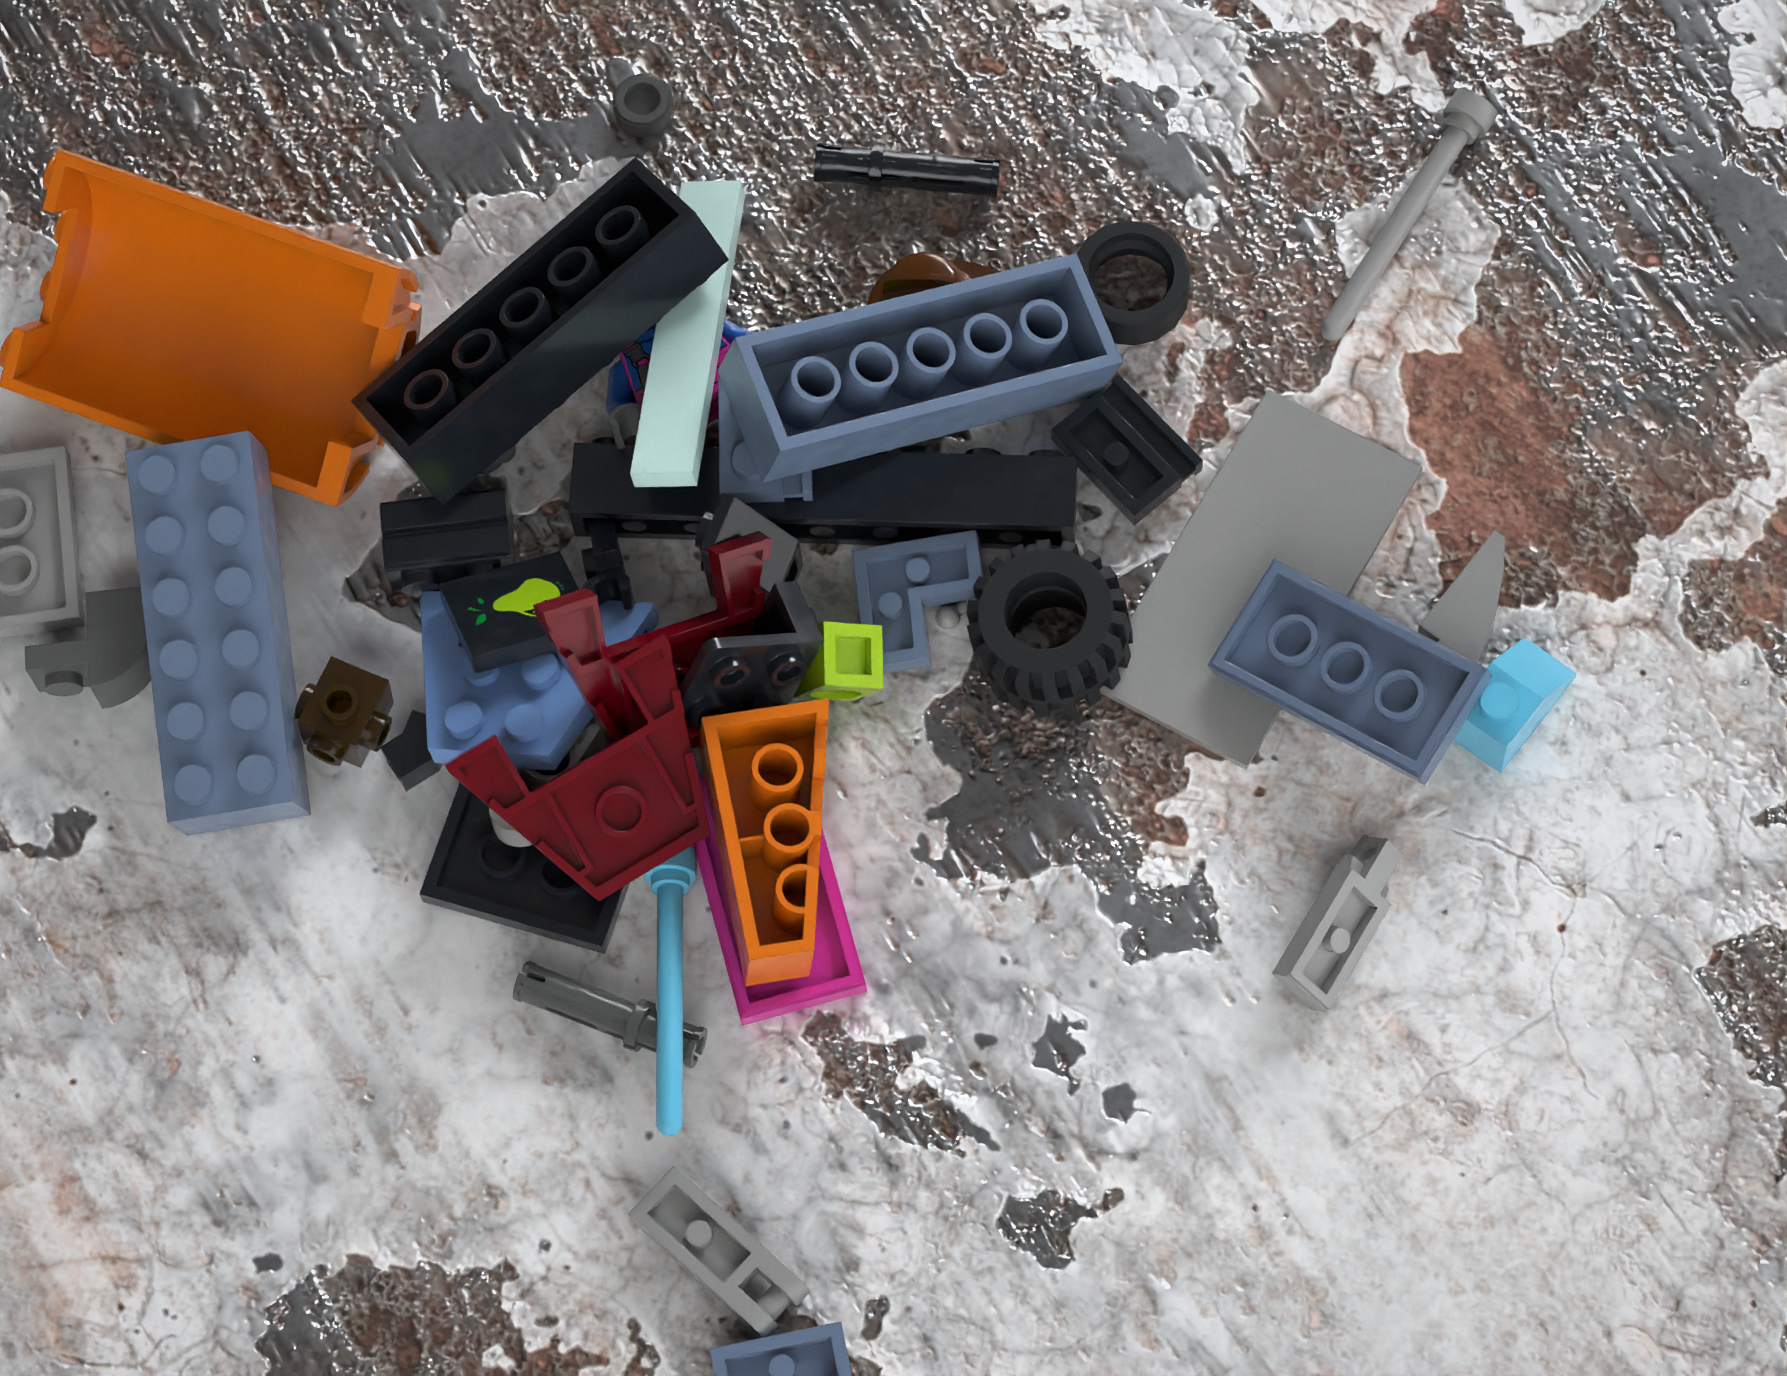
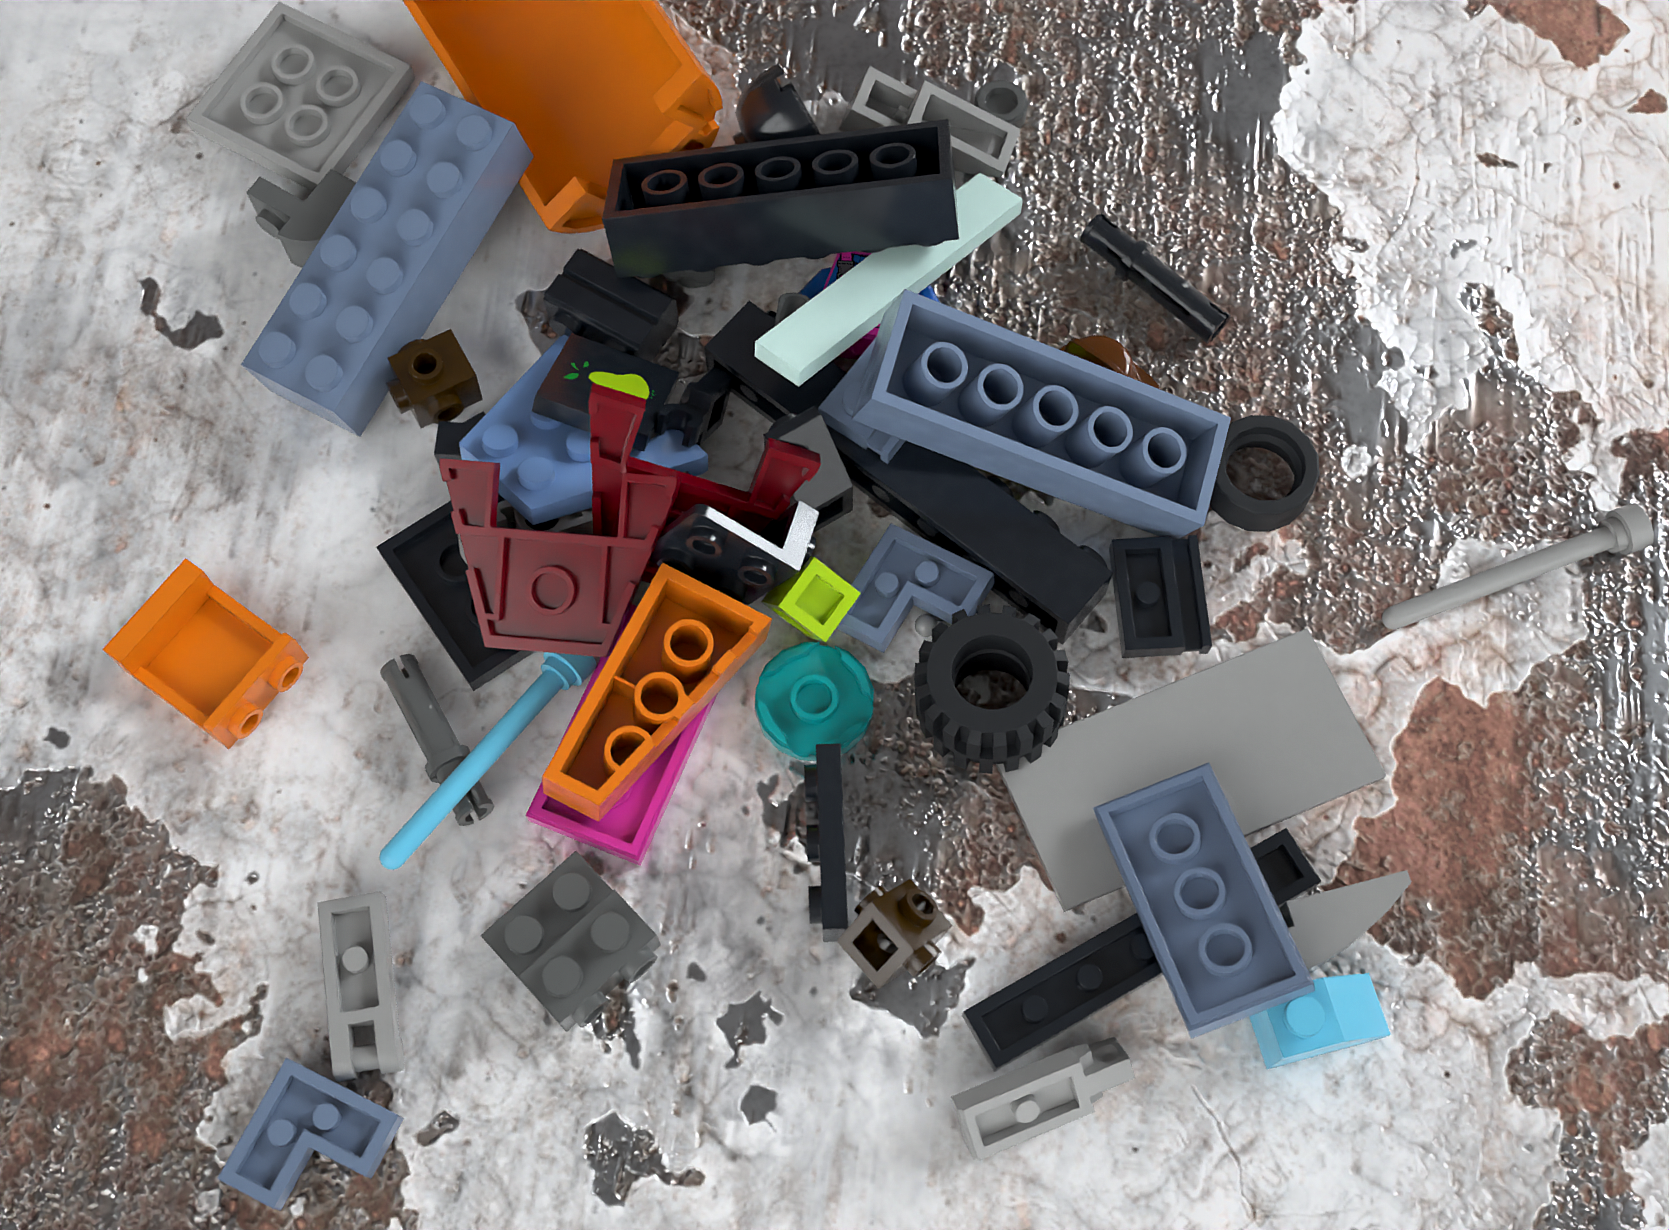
camera: 30 degrees right, 0 degrees up
(350, 1094) = (207, 655): none -> orange panel
(454, 259) = (771, 111): none -> black cylinder
(555, 179) = (978, 138): none -> light grey slope
(866, 1088) = (573, 942): none -> dark grey plate
(904, 749) = (813, 698): none -> teal tile
(1014, 852) = (827, 842): none -> black plate
(1127, 880) = (895, 933): none -> dark brown brick
(1314, 790) = (1104, 969): none -> black plate

